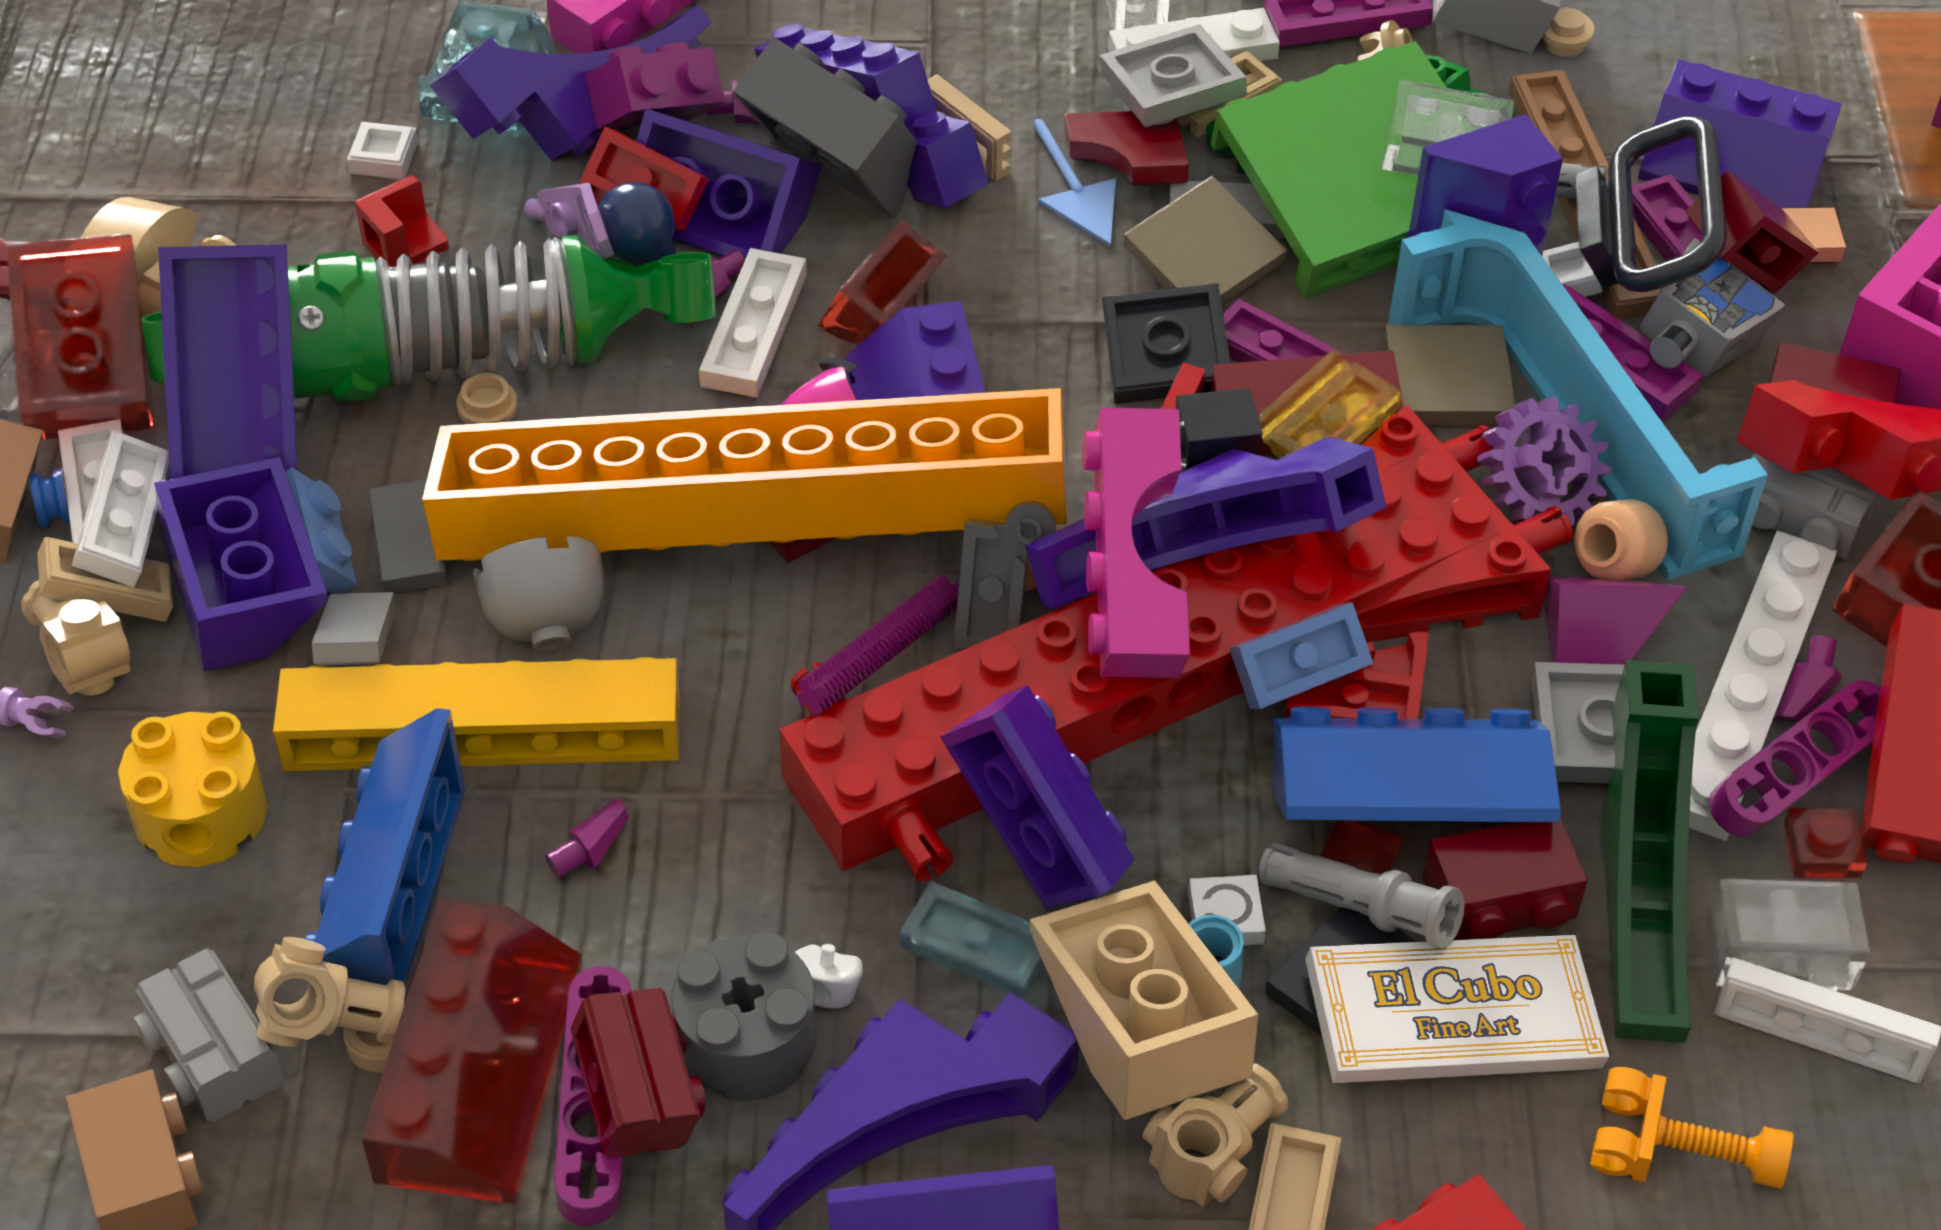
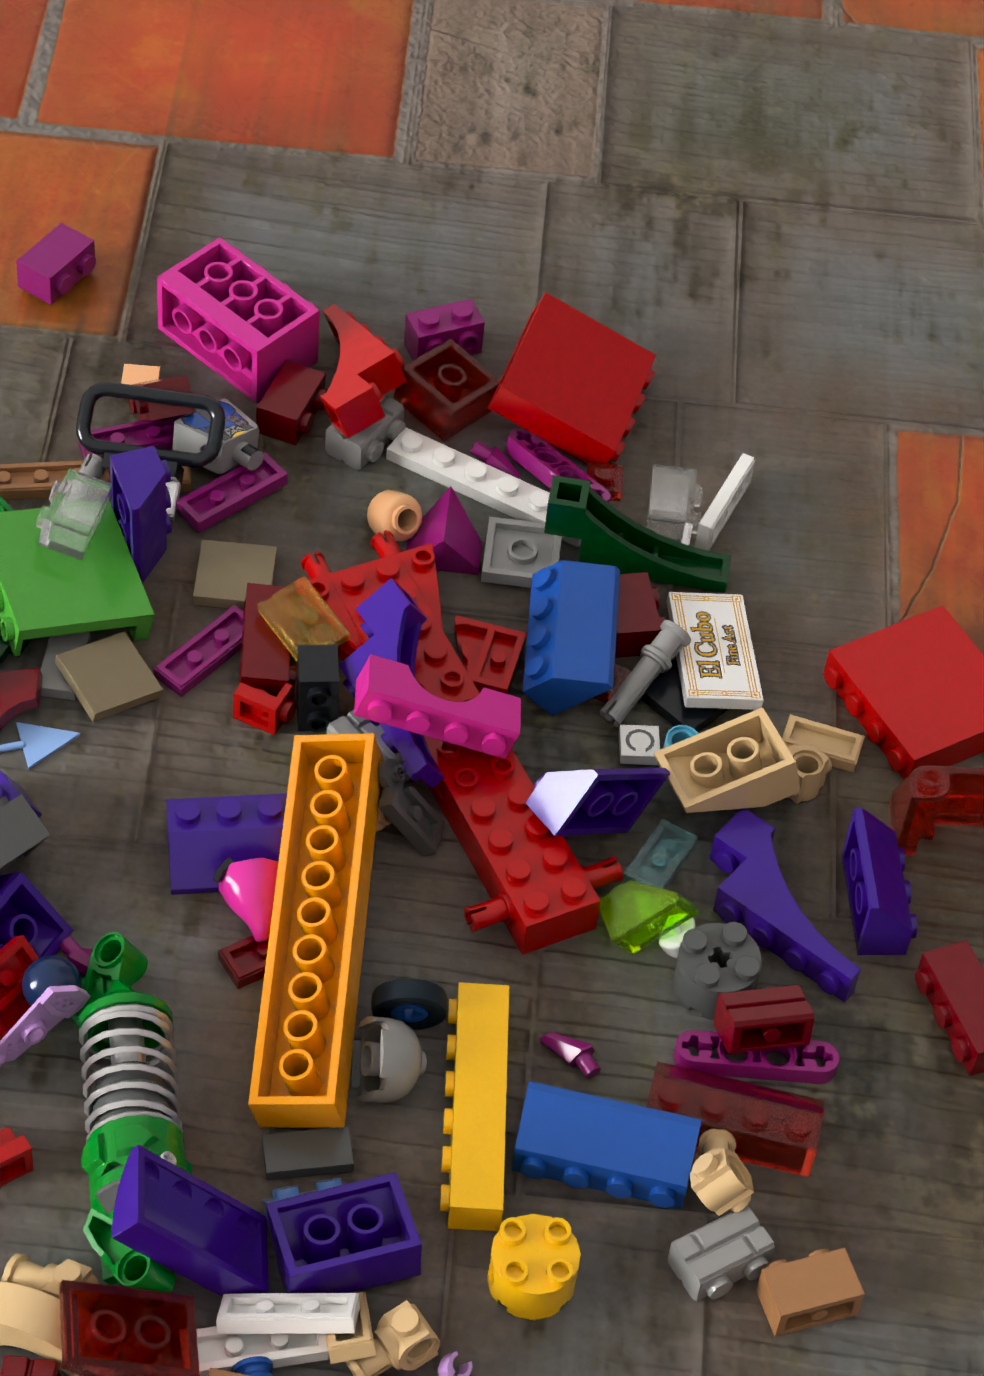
camera: 90 degrees left, 0 degrees up
(353, 629) = (417, 1168): light grey tile -> none
(486, 400) = (193, 1101): tan plate -> none
(638, 605) = (412, 1001): none -> black bush
(753, 323) = (160, 941): white plate -> none
(840, 894) = (643, 913): none -> clear neon green slope
(878, 645) = (452, 875): magenta axle -> none
(882, 284) = (117, 857): clear red brick -> none
(1157, 333) = (192, 709): black tile -> none
(1301, 655) = (482, 663): medium blue plate -> none
(1499, 278) = (273, 506): medium azure panel -> none
(1550, 457) = (335, 535): medium lavender gear -> none
(1623, 1153) = (801, 545): light orange bar -> none
(1764, 133) = (49, 390): dark purple slope -> none

